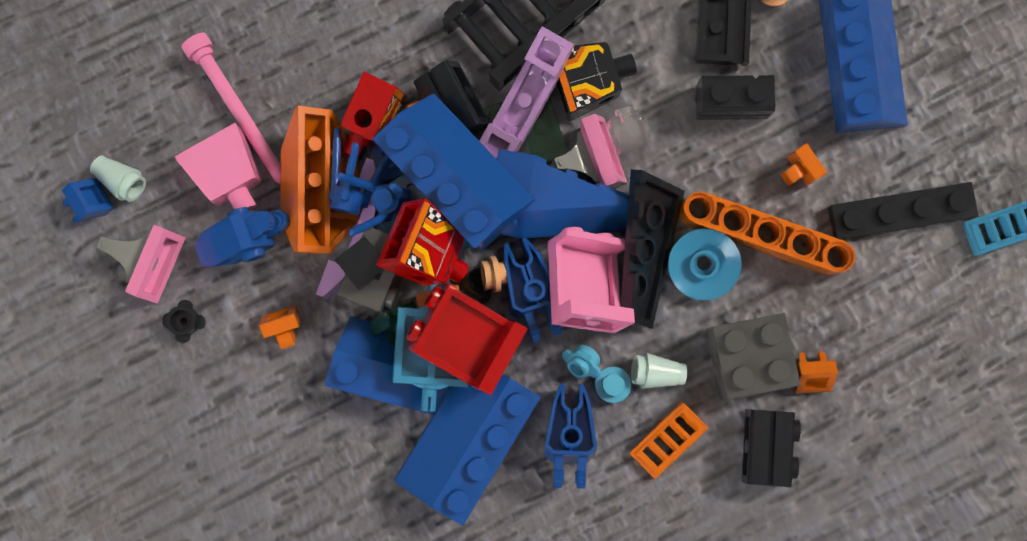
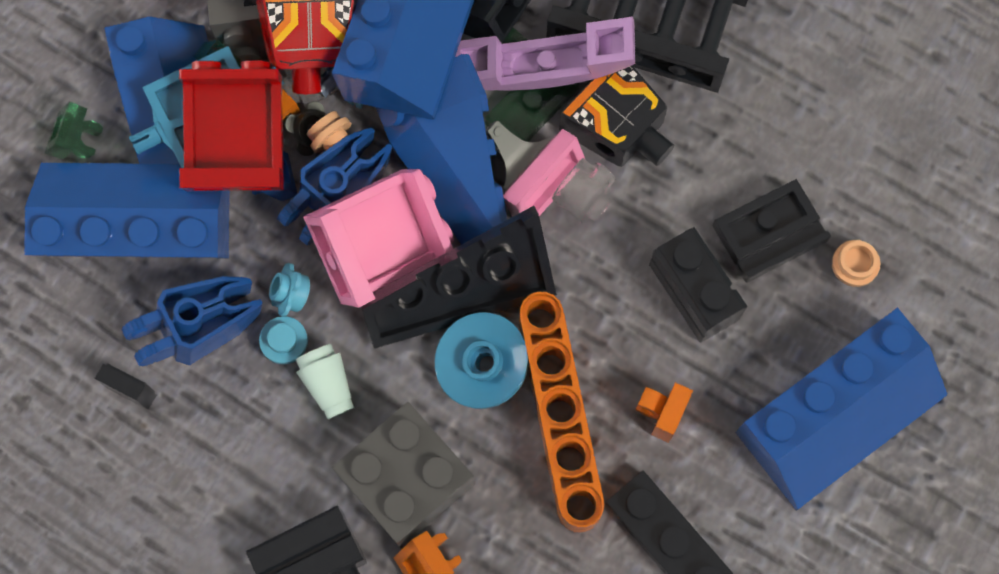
camera: 60 degrees right, 10 degrees down
(379, 451) = (68, 130): none -> clear green tile
(587, 504) = (126, 385): none -> black tile
(698, 428) = (290, 451): orange slope -> none

